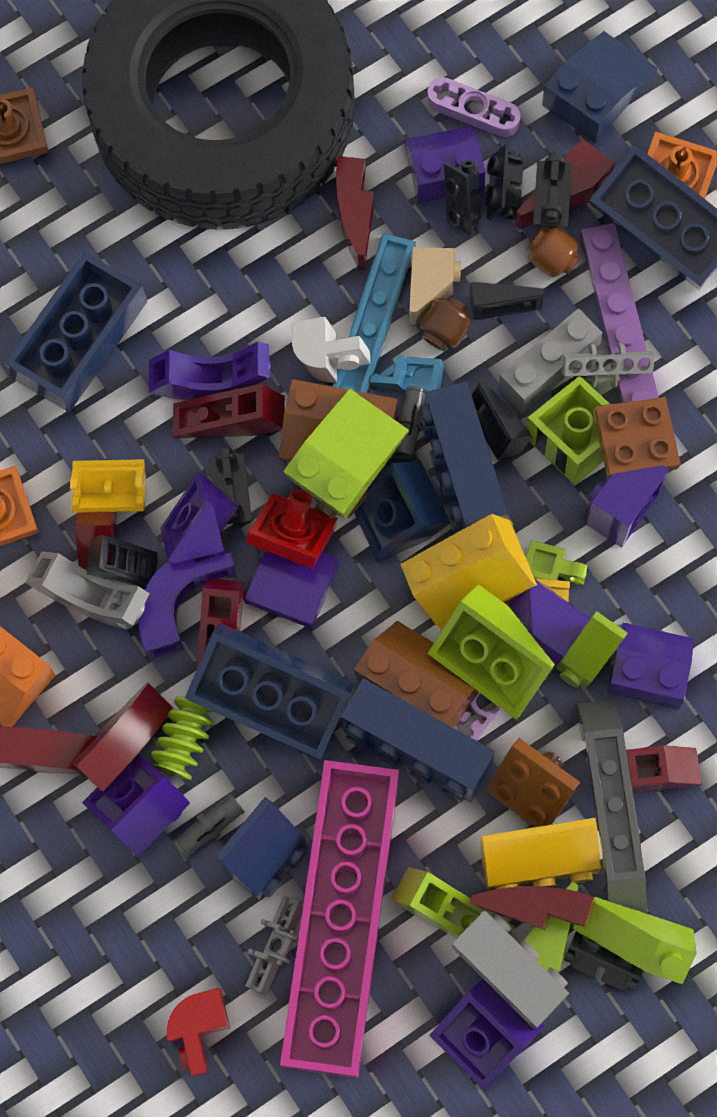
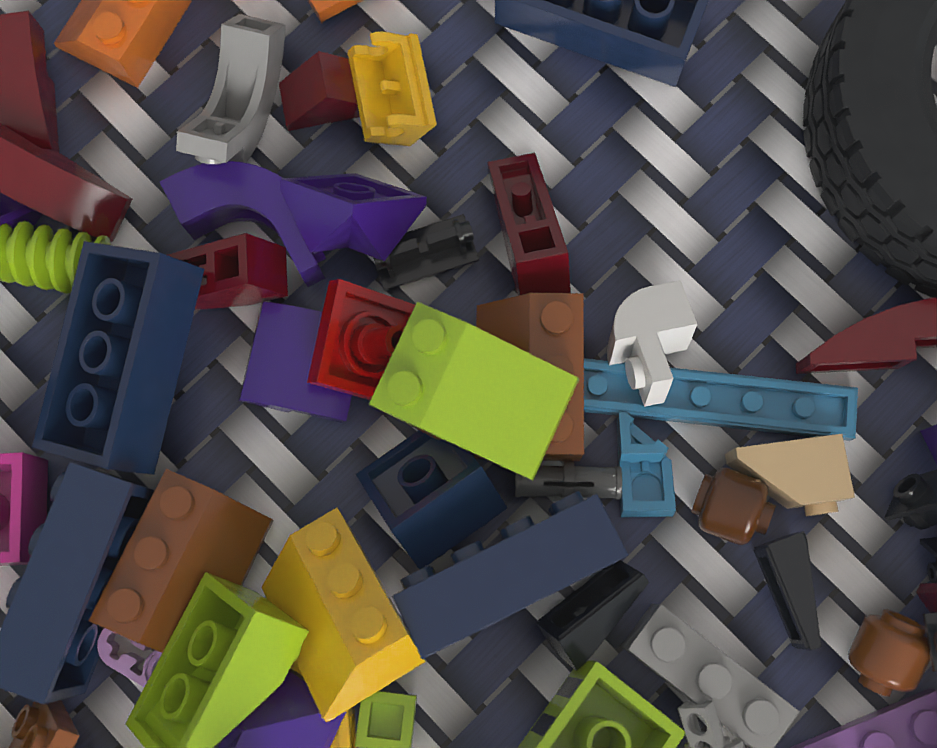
camera: 80 degrees right, 5 degrees up
(98, 561) = (278, 89): black slope -> none
(192, 377) = (578, 183): dark purple arch -> none

